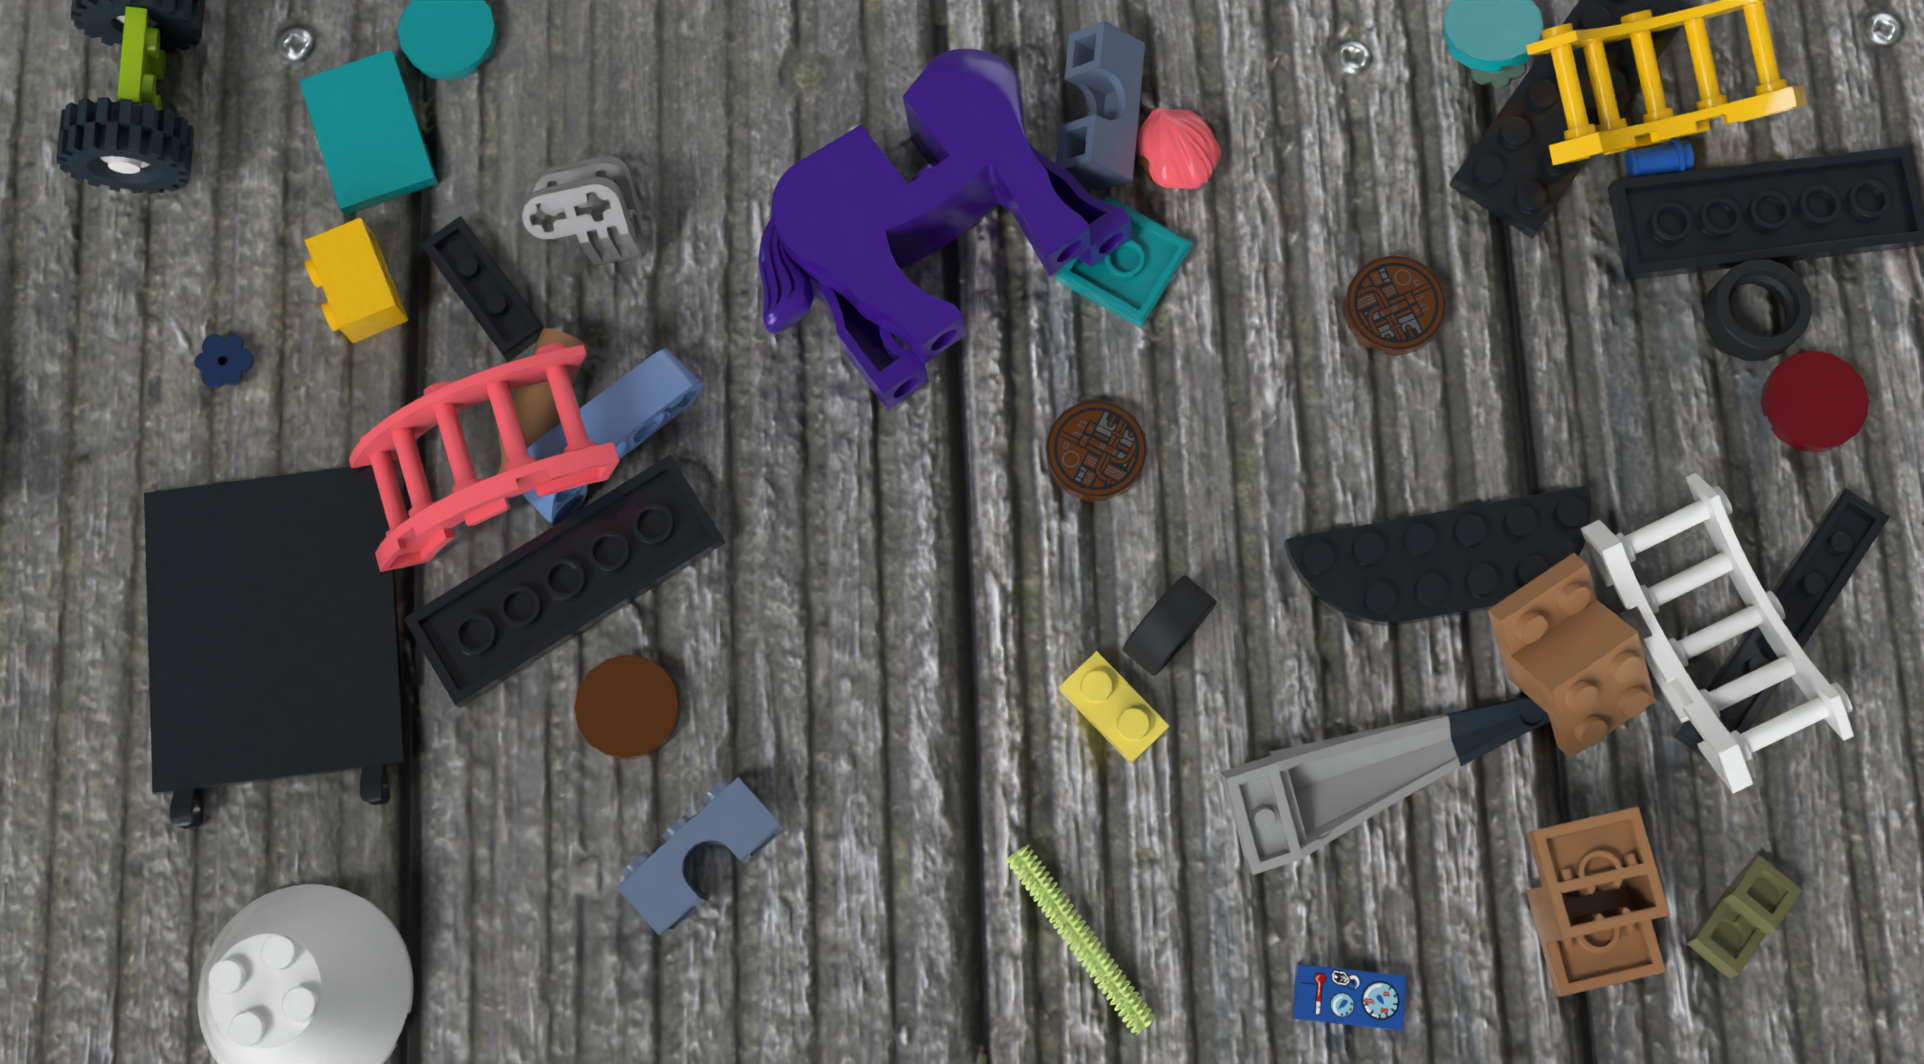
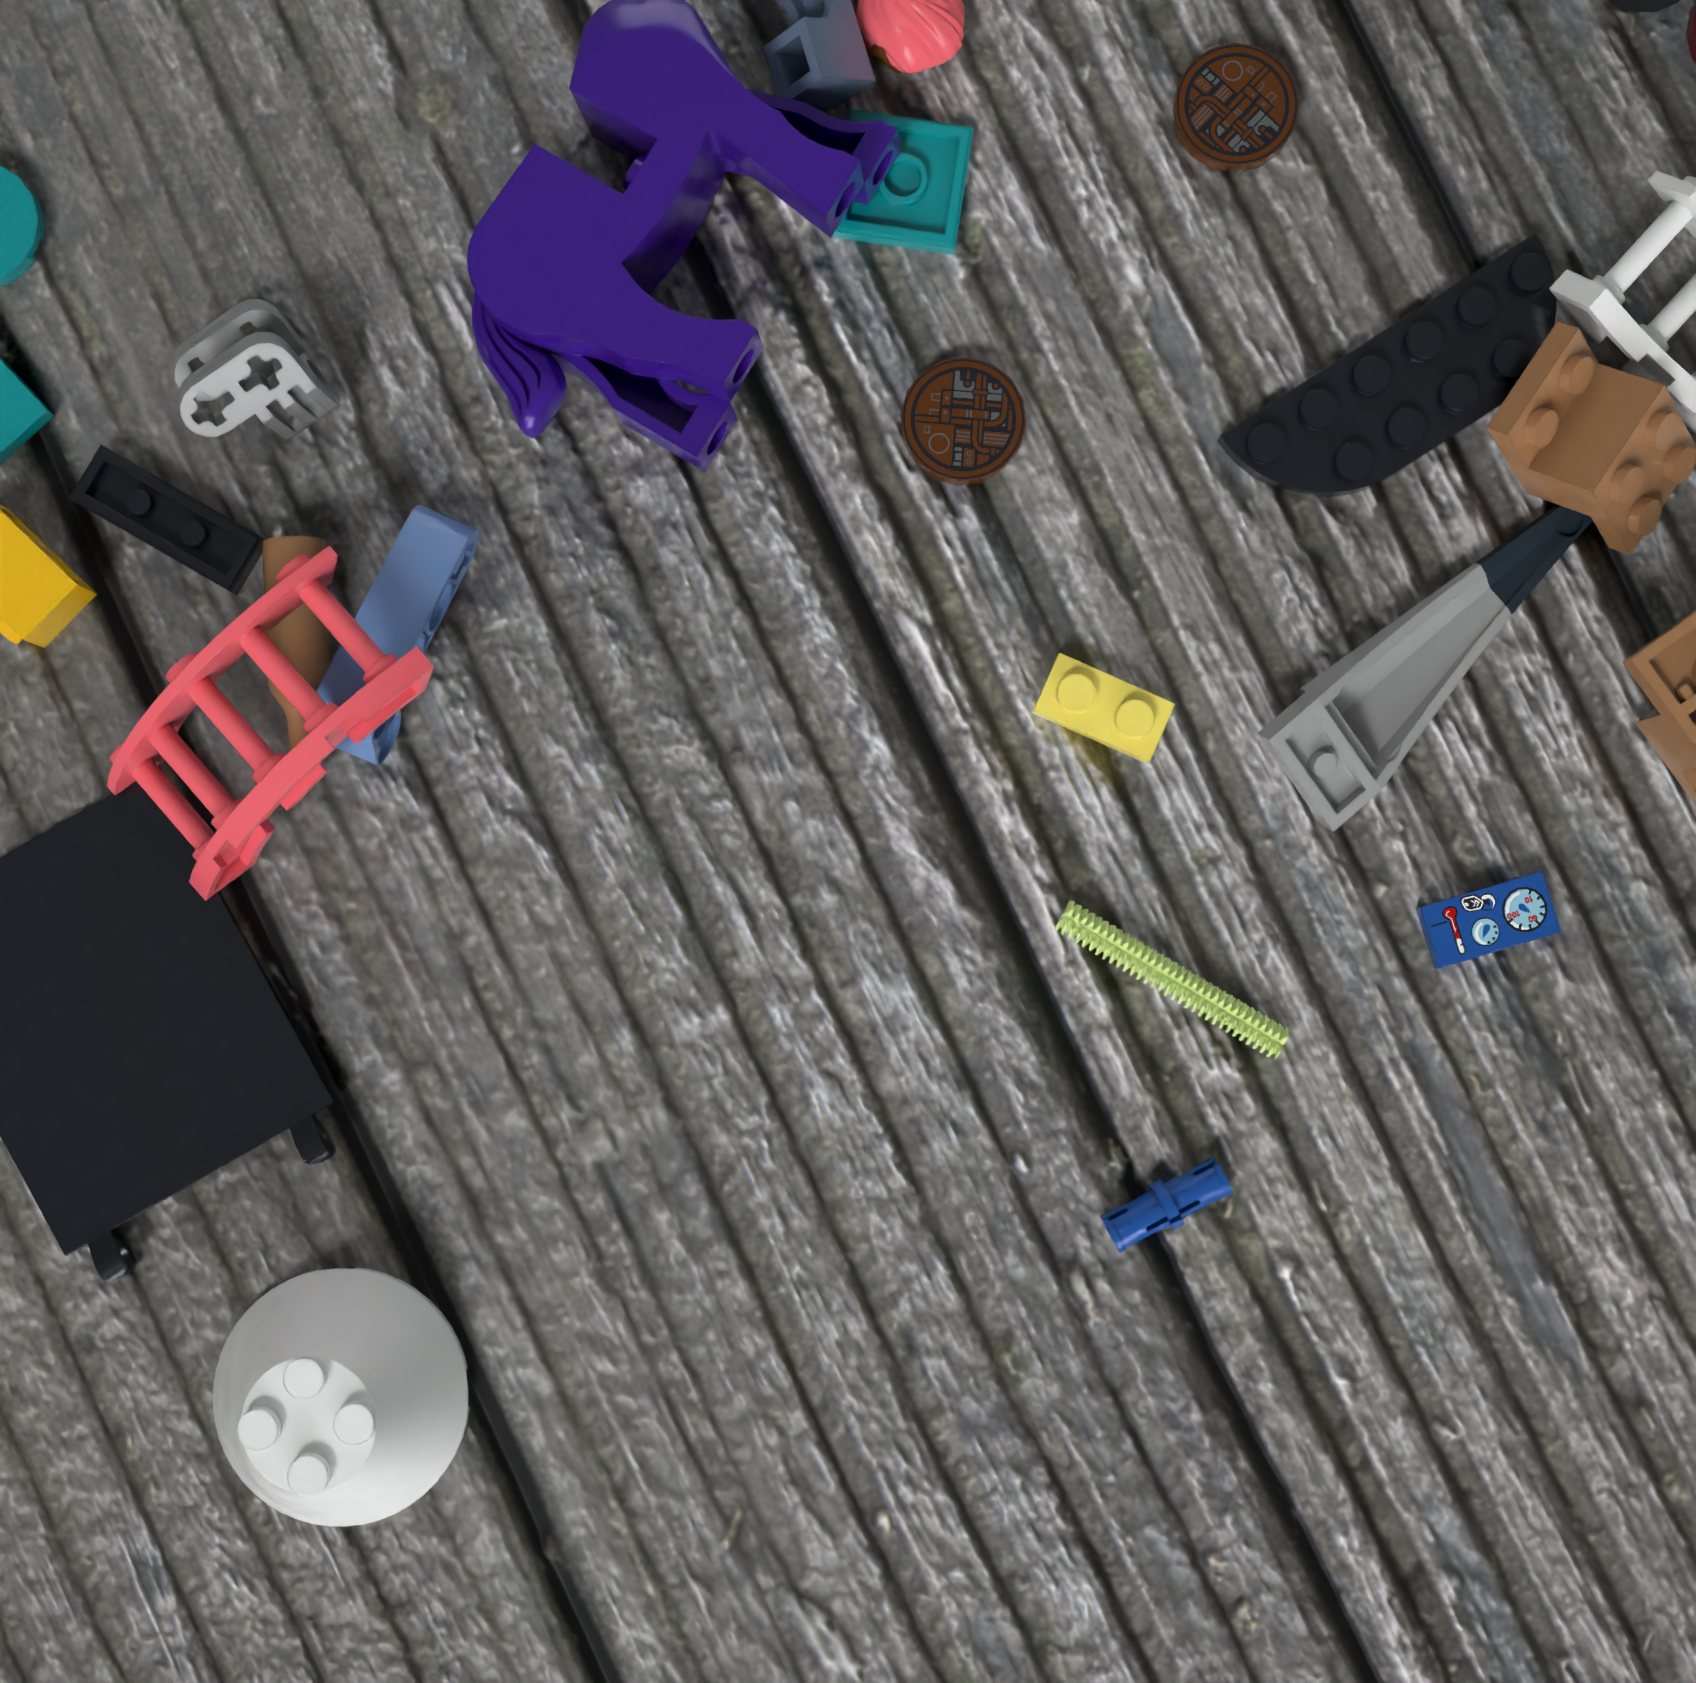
camera: 25 degrees left, 10 degrees up
(563, 581) = (421, 822): black plate -> none
(627, 707) = (557, 935): reddish brown tile -> none
(661, 883) = (686, 1115): sand blue arch -> none
(1169, 625) = (1133, 591): black tyre -> none

